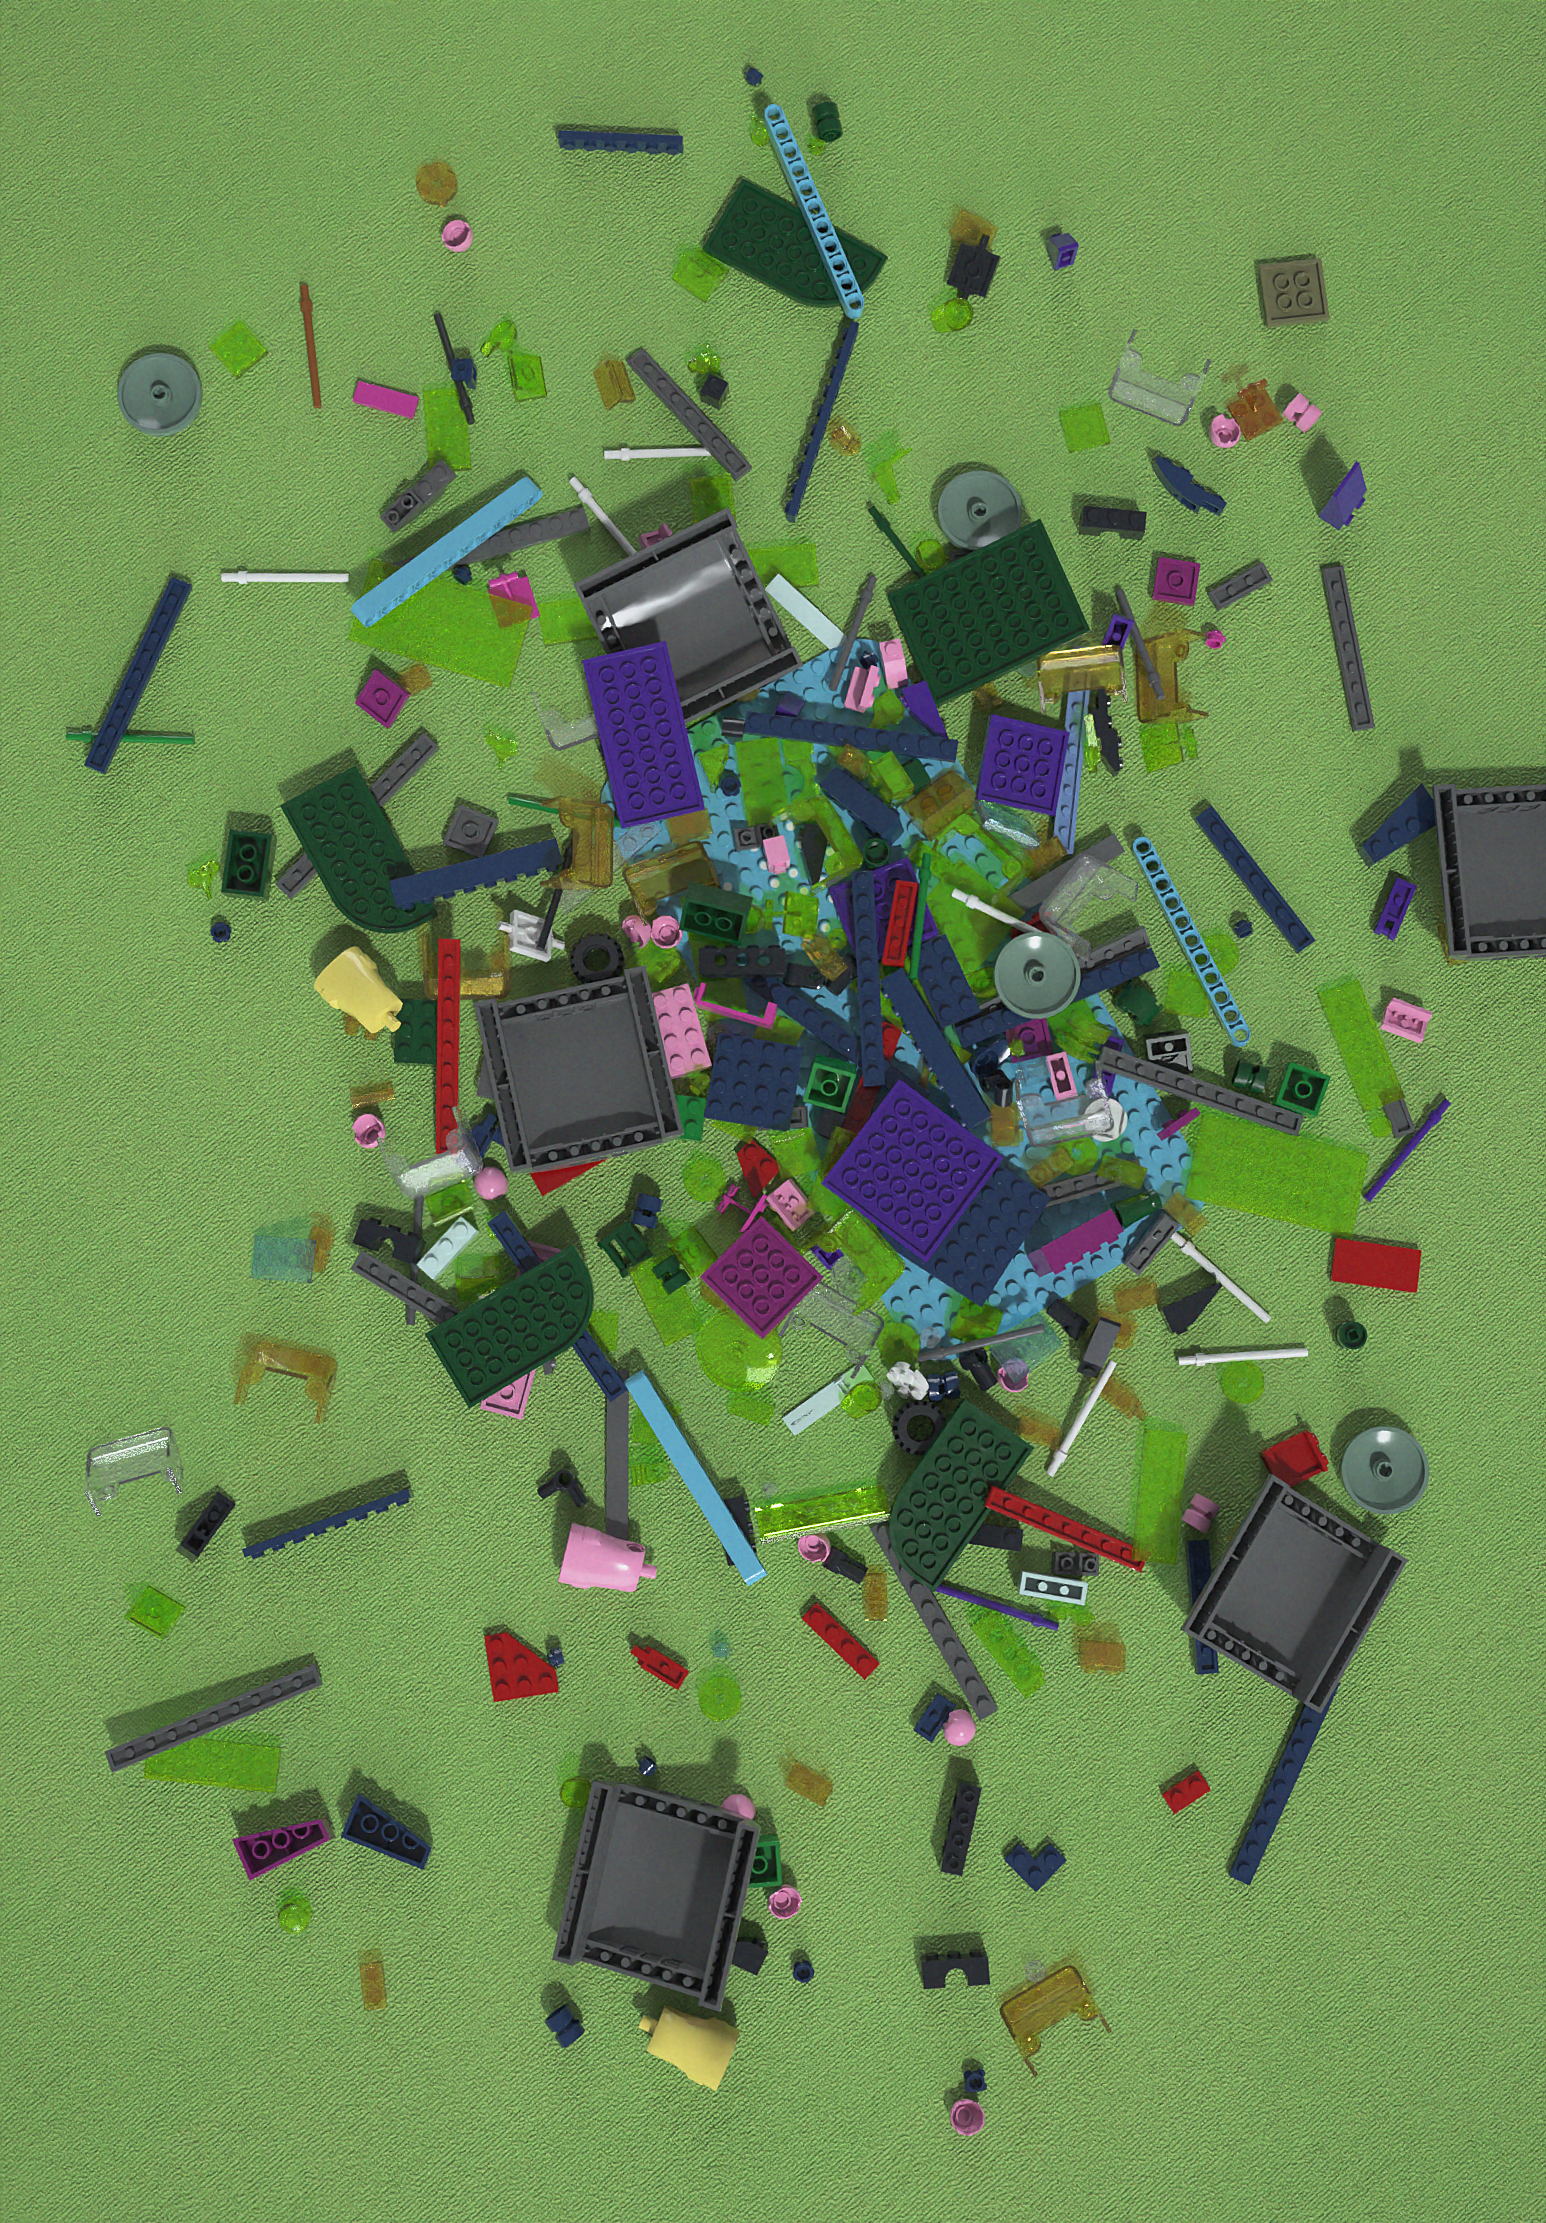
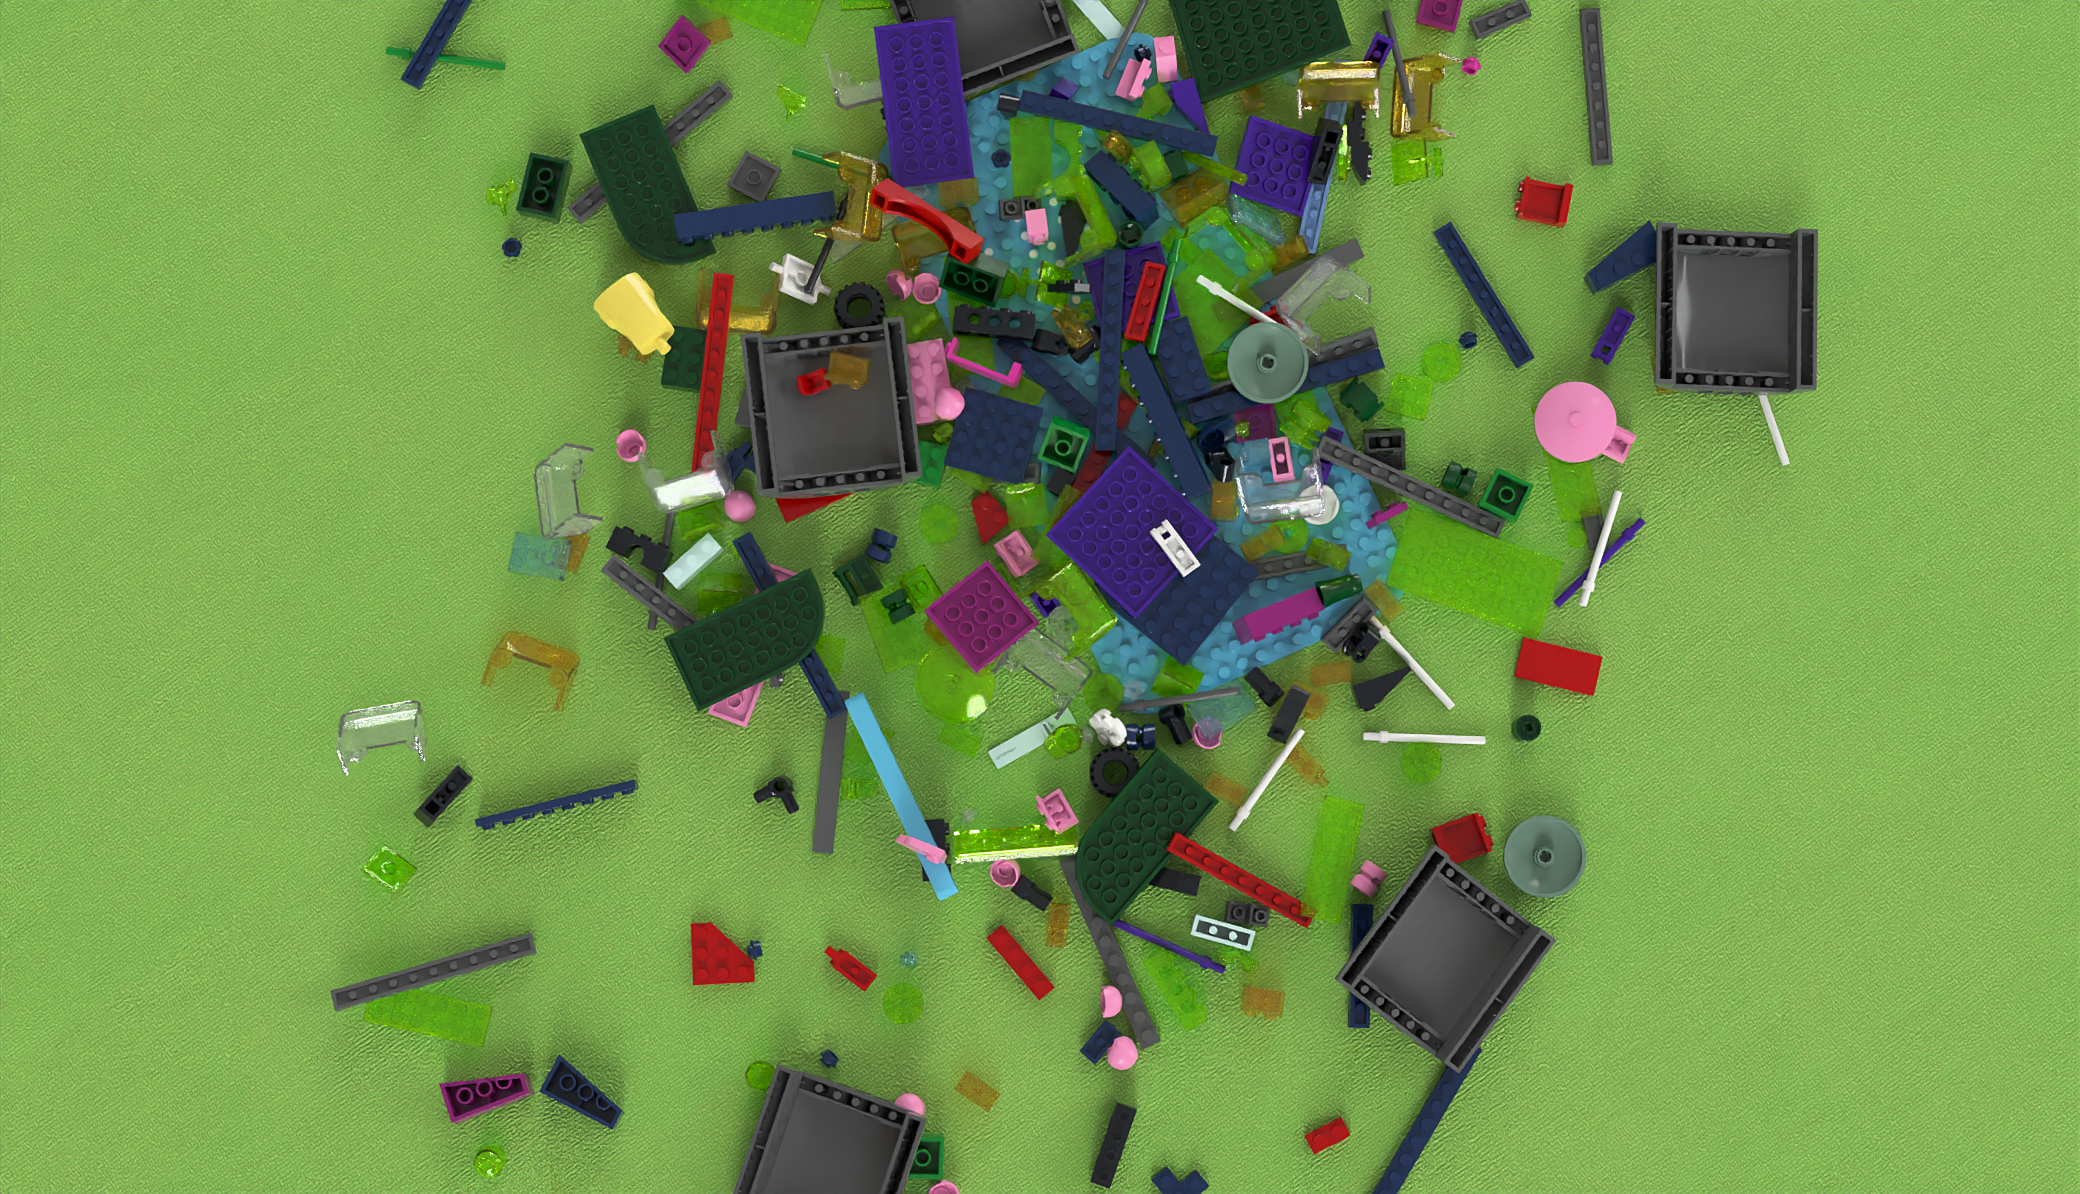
camera: 10 degrees right, 0 degrees up
(296, 1190) = (557, 493): none -> clear windscreen
(372, 1098) = (638, 415): clear yellow pin -> none
(556, 1045) = (813, 382): none -> red bracket
(592, 1028) = (848, 370): none -> clear yellow bracket
(602, 1561) = (807, 864): bright pink torso -> none
(626, 842) = (896, 200): none -> red arch
(703, 1052) = (949, 403): none -> bright pink hair
(713, 764) = (986, 136): clear neon green slope -> none
(728, 1199) = (958, 543): dark pink plate -> none
(736, 1539) = (931, 852): none -> bright pink plate
(823, 915) = (1073, 287): none -> black plate
(863, 1476) = (1057, 811): none -> bright pink bracket
(940, 1673) = (1110, 1001): none -> bright pink hair
(958, 773) = (1215, 167): none -> clear neon green axle
(960, 1184) = (1175, 548): none -> white plate
(1071, 743) = (1324, 149): none -> black slope
(1168, 1260) = (1363, 641): none -> black piece
(1190, 930) = (1416, 337): medium azure beam -> none
(1307, 775) = (1543, 202): none -> red panel
(1366, 1004) = (1575, 422): none -> bright pink dish
(1400, 1176) = (1588, 584): none -> white bar

